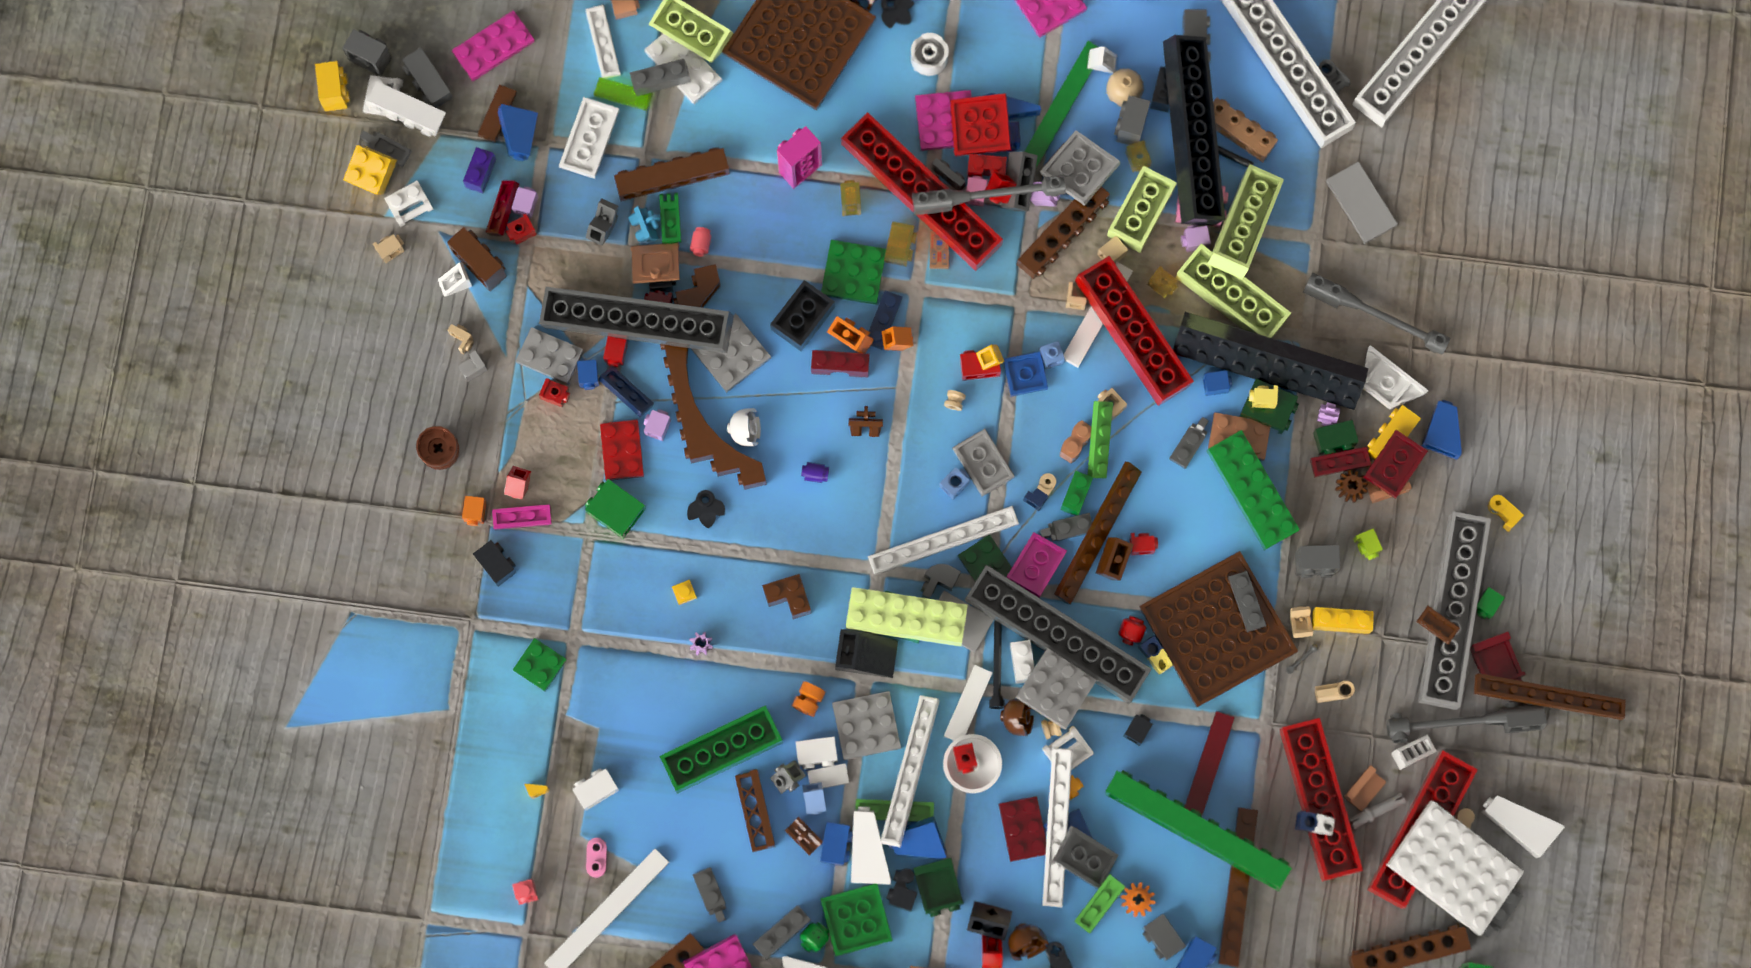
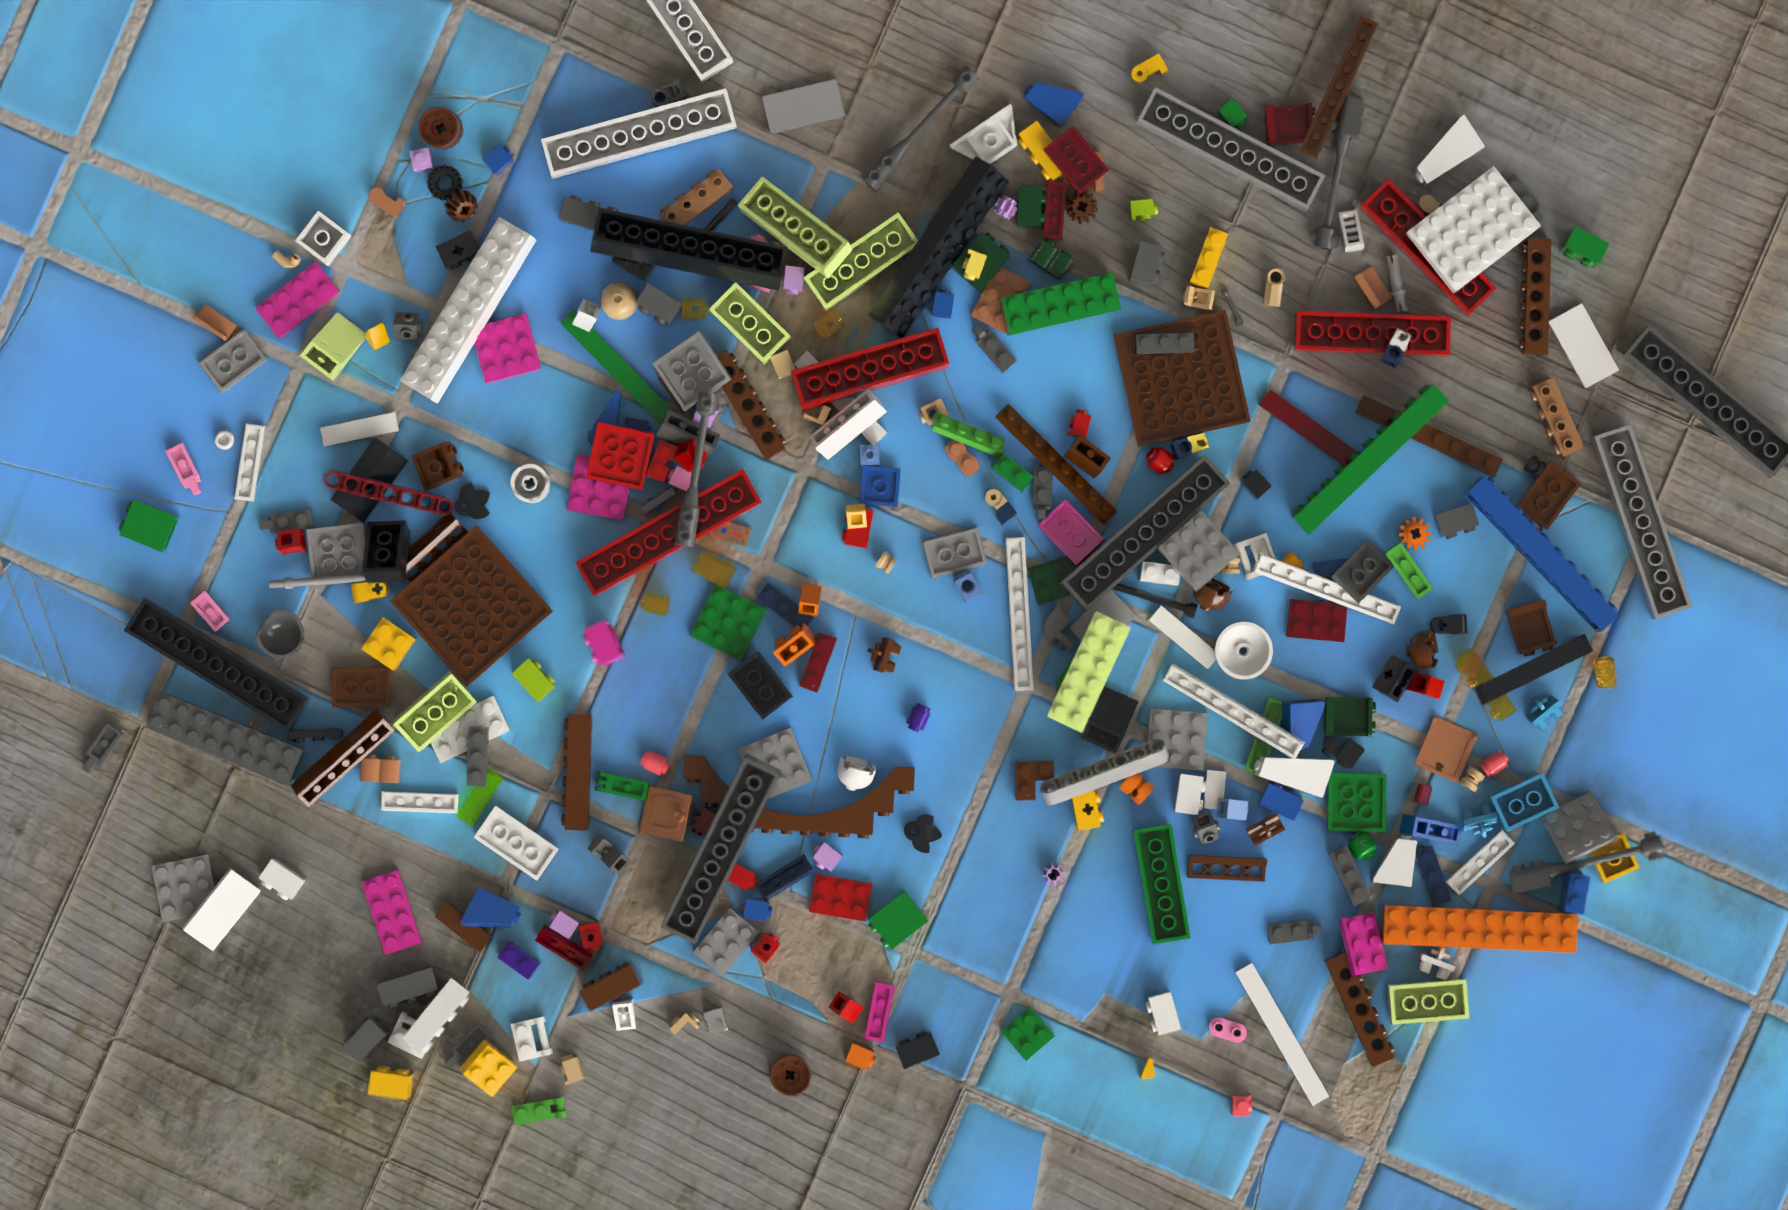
camera: 70 degrees left, 10 degrees up
(342, 229) = (538, 1111): none -> bright green plate
(647, 222) = (619, 810): dark azure hips -> none
(684, 592) = (998, 876): yellow plate -> none
(746, 110) = (533, 679): none -> lime brick
(778, 648) = (1082, 819): none -> yellow brick
(814, 661) = (1104, 772): none -> light grey beam
(965, 758) = (1239, 656): red brick -> none
(1075, 324) = (847, 424): none -> white brick
(1292, 471) = (1050, 258): none -> dark green brick
(1438, 624) = (1243, 171): reddish brown plate -> none

